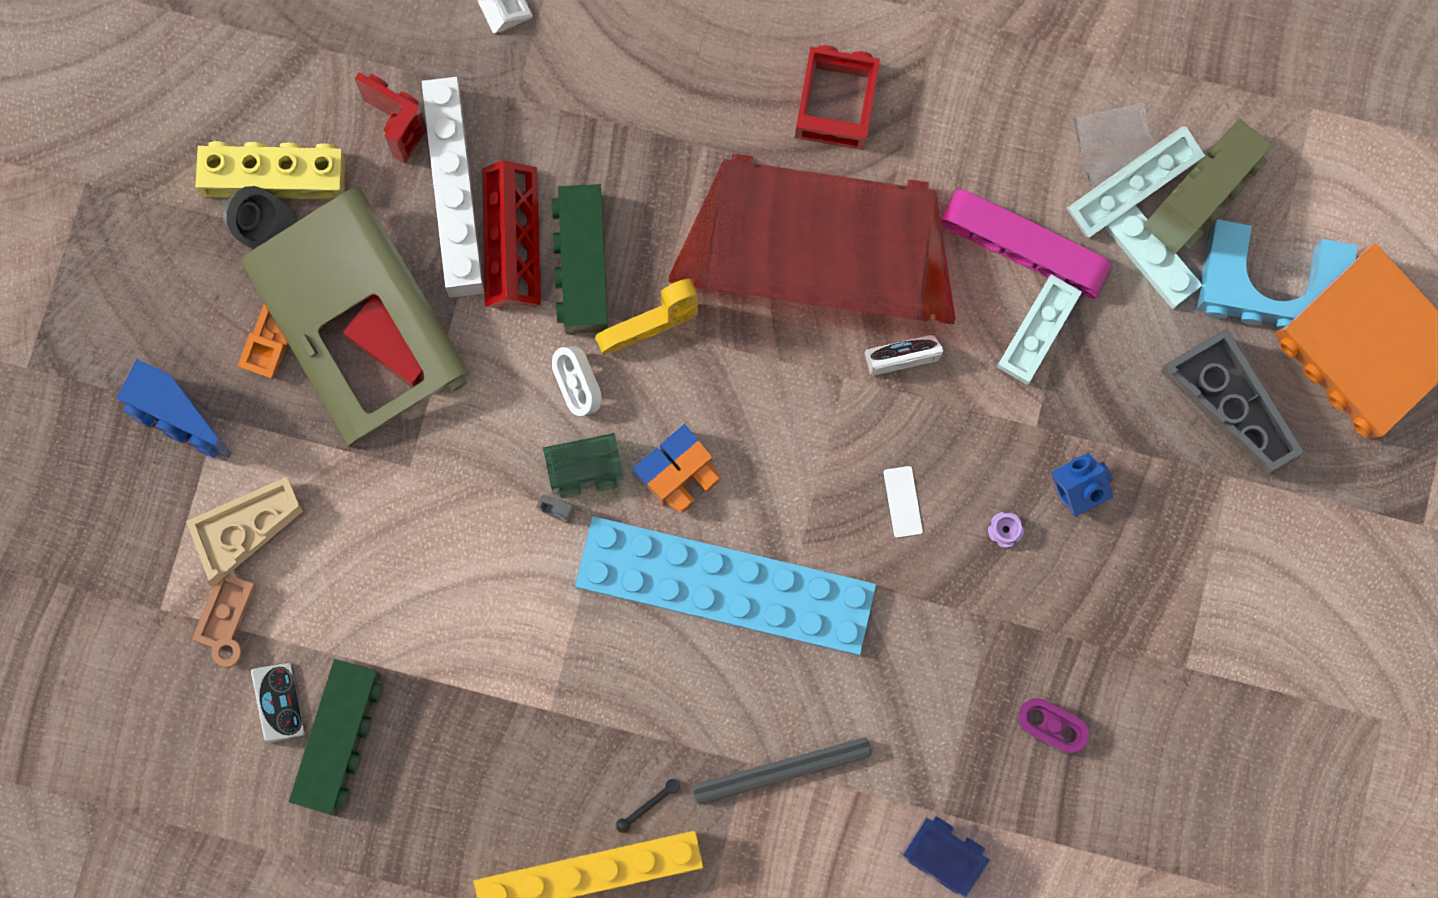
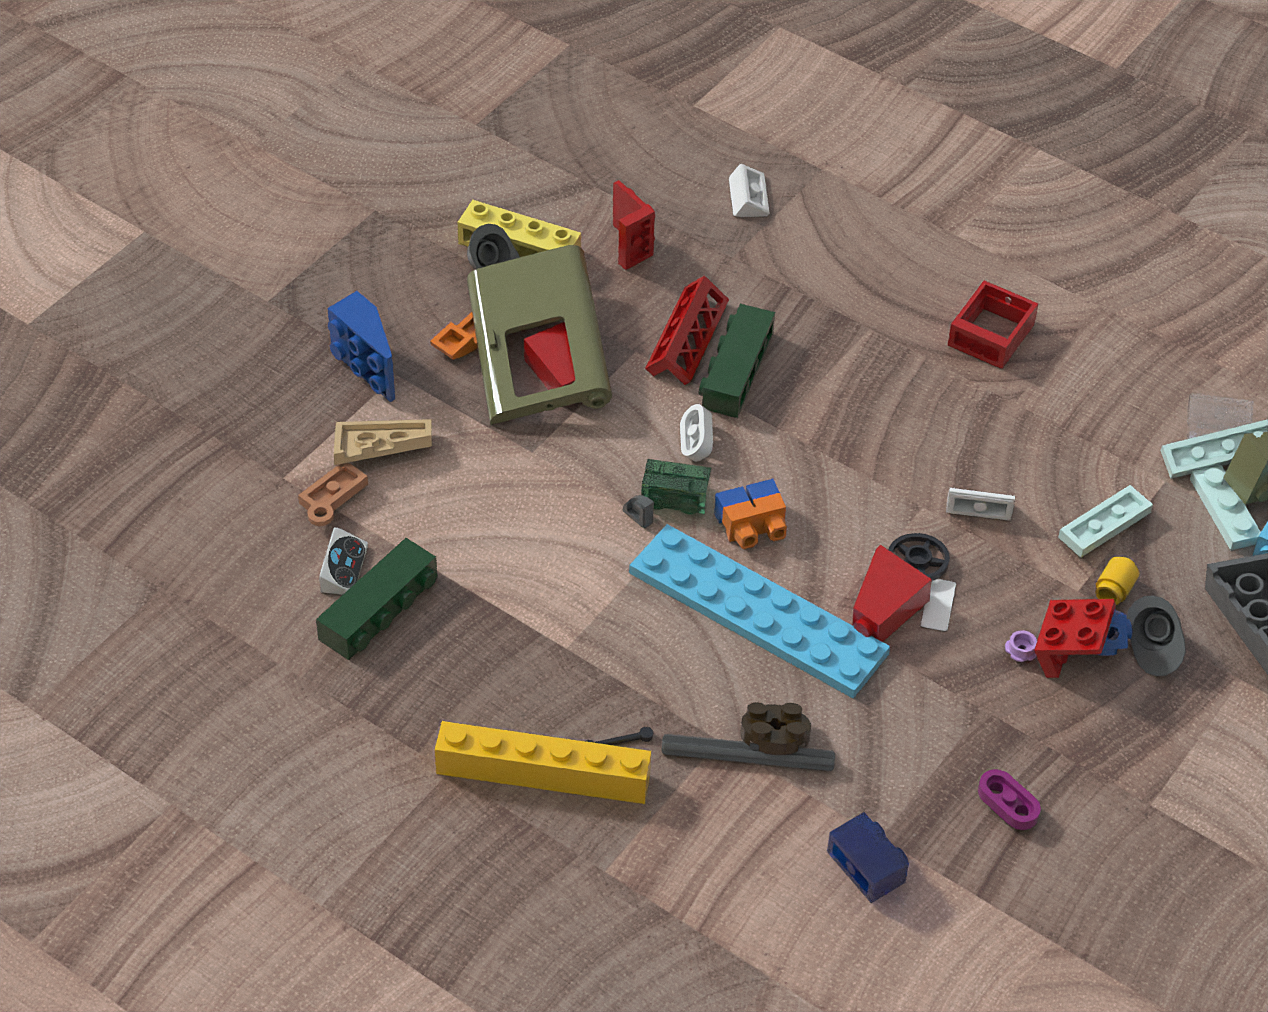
camera: 25 degrees right, 30 degrees down
(452, 187) = (655, 287): white brick -> none
(677, 306) = (793, 408): yellow beam -> none
(804, 717) = (775, 727): none -> dark brown plate
(820, 241) = (941, 402): clear red windscreen -> none
(852, 523) = (889, 595): none -> red slope
(864, 453) = (920, 555): none -> black wheel
(1025, 242) = (1116, 460): dark pink beam -> none
(1059, 507) = (1072, 629): none -> red bracket
(1074, 407) = (1117, 579): none -> yellow brick
(1137, 469) = (1156, 635): none -> dark grey piece

